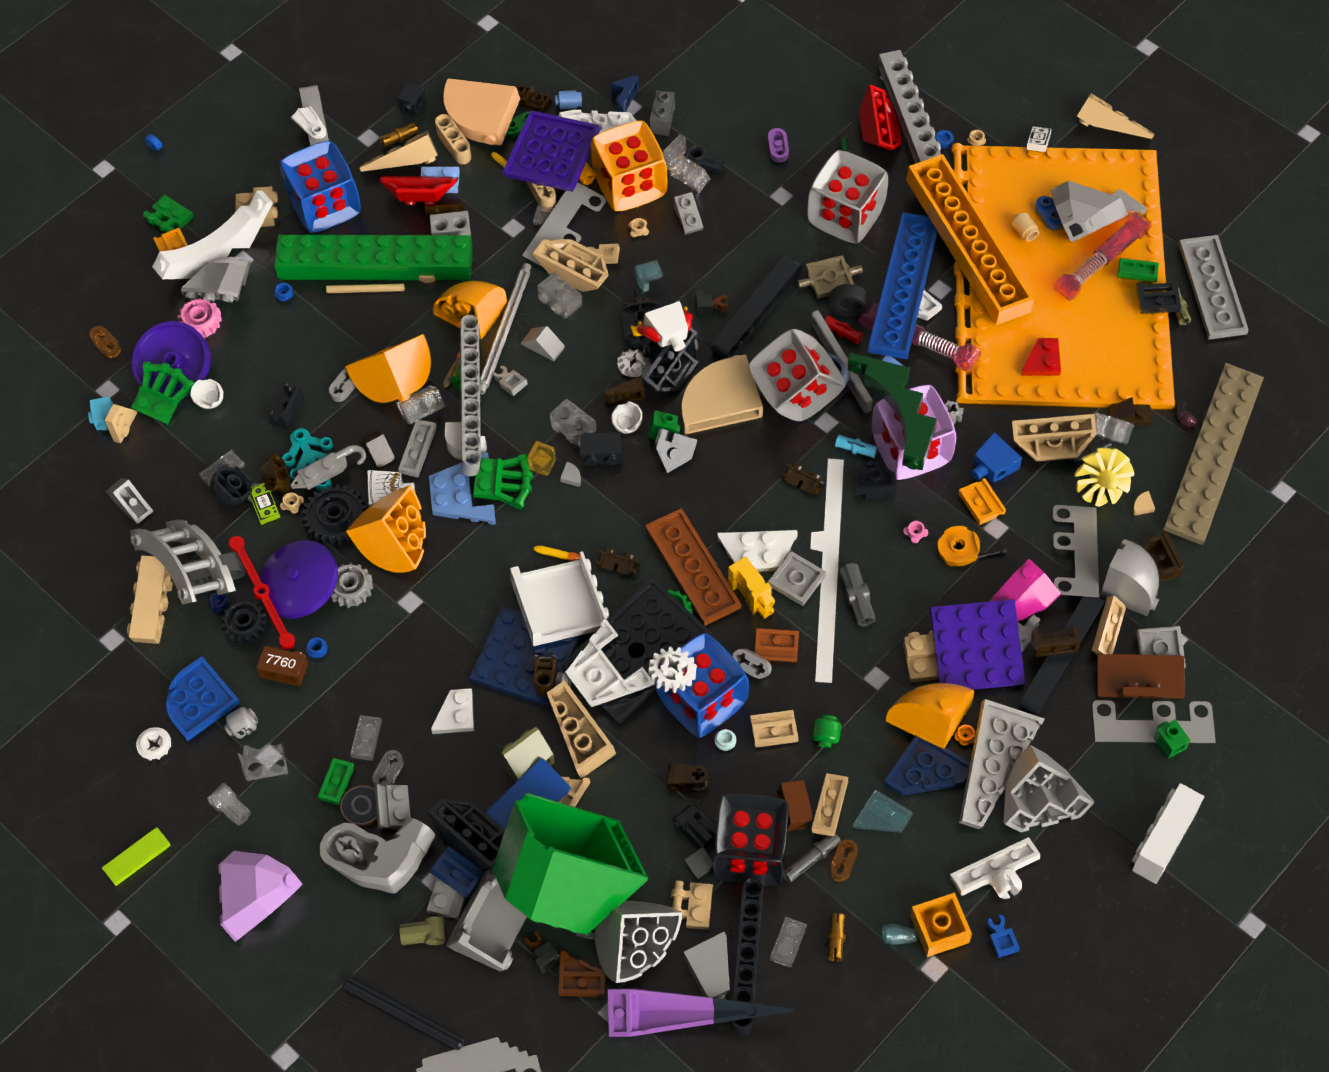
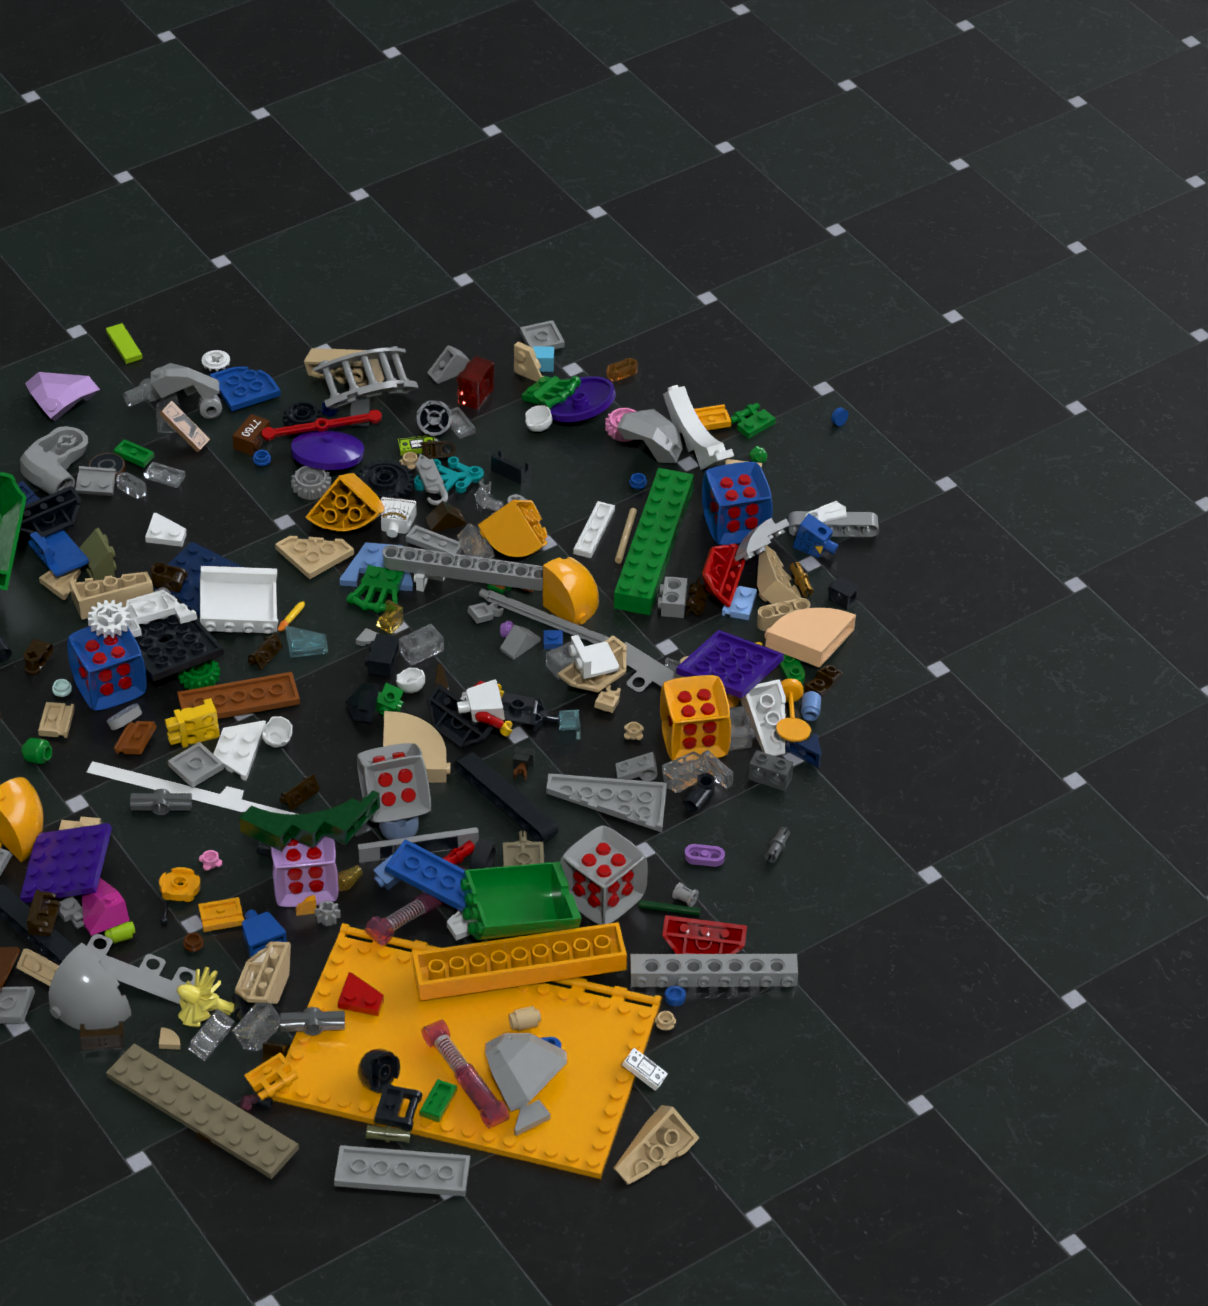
camera: 100 degrees right, 15 degrees down
(64, 423) = (542, 334): none -> light grey plate
(163, 459) = (475, 382): none -> clear red brick
(219, 747) = (174, 377): none -> light grey brick
(224, 198) = (758, 455): none -> green plate
(291, 731) = (184, 426): none -> tile
(342, 419) = (484, 500): none -> clear piece
(344, 129) = (814, 537): none -> blue torso
(362, 316) = (594, 529): none -> white tile
(371, 162) = (759, 538): none -> light grey slope
(461, 554) = (313, 554): none -> tan plate
(531, 318) = (553, 639): none -> blue plate
(532, 354) = (505, 628): none -> medium lavender plate
(577, 255) = (592, 659): none -> white bracket
(592, 531) = (305, 642): none -> clear light blue wing
(608, 100) = (792, 728): none -> light orange piece
(728, 218) = (627, 799): none -> light grey wing
(734, 515) = (277, 732): none -> white hair
(747, 96) = (777, 845): none -> dark grey pin
(829, 148) = (685, 894): none -> light grey bush
(922, 237) = (518, 901): none -> green cylinder
(1023, 516) = (193, 942): none -> reddish brown plate
(1091, 383) = (312, 1021): none -> dark grey piece
(1128, 317) = (378, 1068): none -> black cylinder
(1142, 461) = (211, 1034): none -> clear brick
(1159, 404) = (267, 1073): none -> light orange plate

